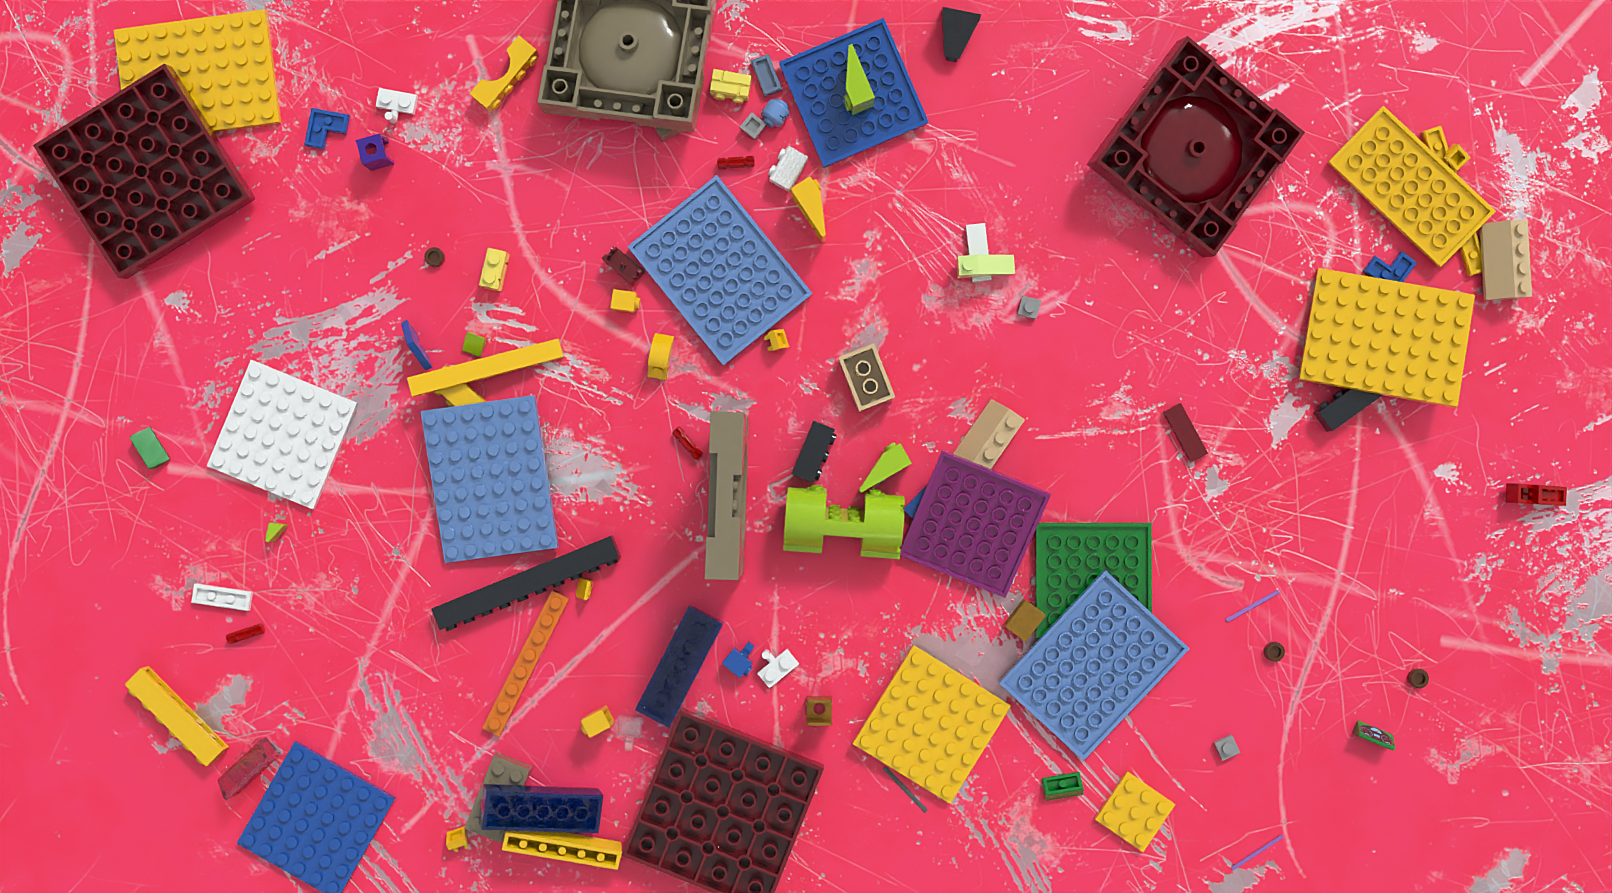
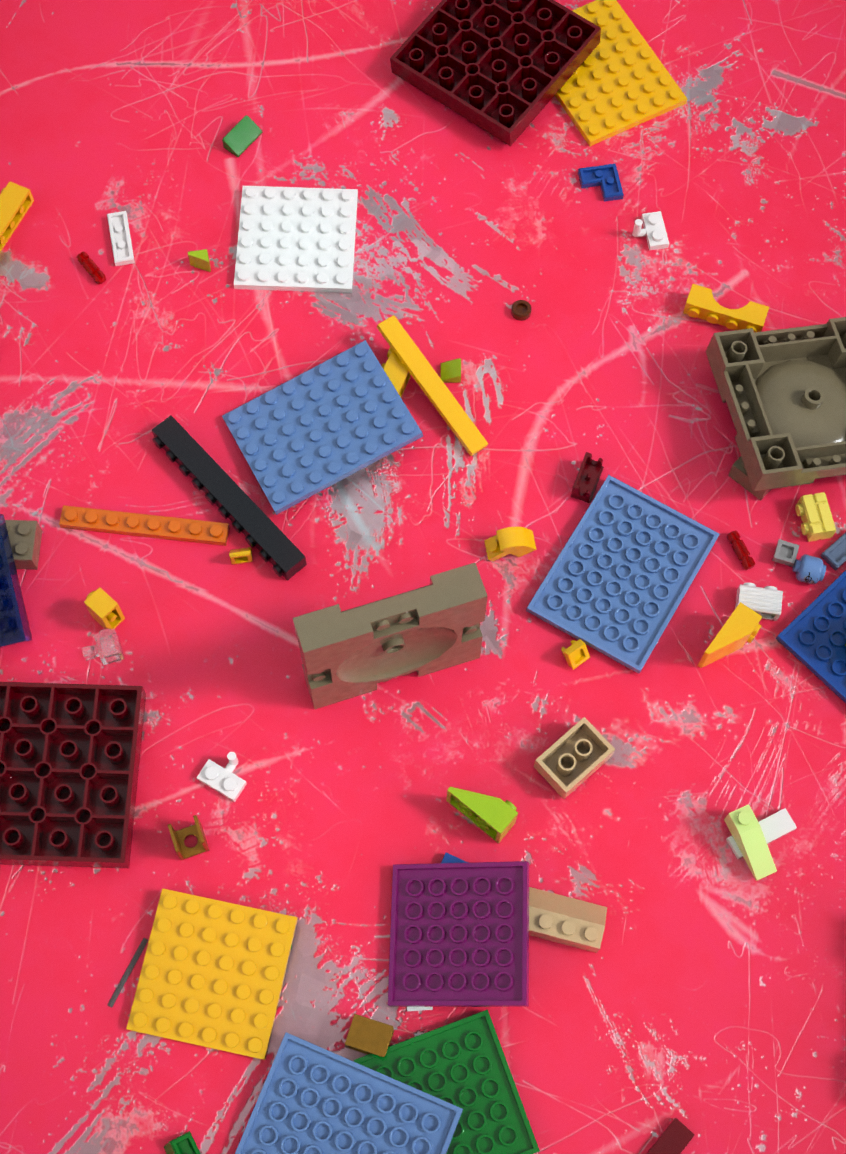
camera: 70 degrees right, 20 degrees down
(379, 158) = (592, 226): dark purple piece -> none
(413, 343) = (431, 312): blue tile -> none
(494, 269) = (532, 363): light yellow brick -> none
(625, 301) = (552, 491): yellow brick -> none
(679, 666) = (191, 672): clear blue brick -> none
(738, 661) = (215, 733): blue brick -> none
(814, 452) = (471, 733): black brick -> none
(877, 525) = (419, 823): lime cylinder -> none
(1029, 307) = (726, 912): light grey plate -> none

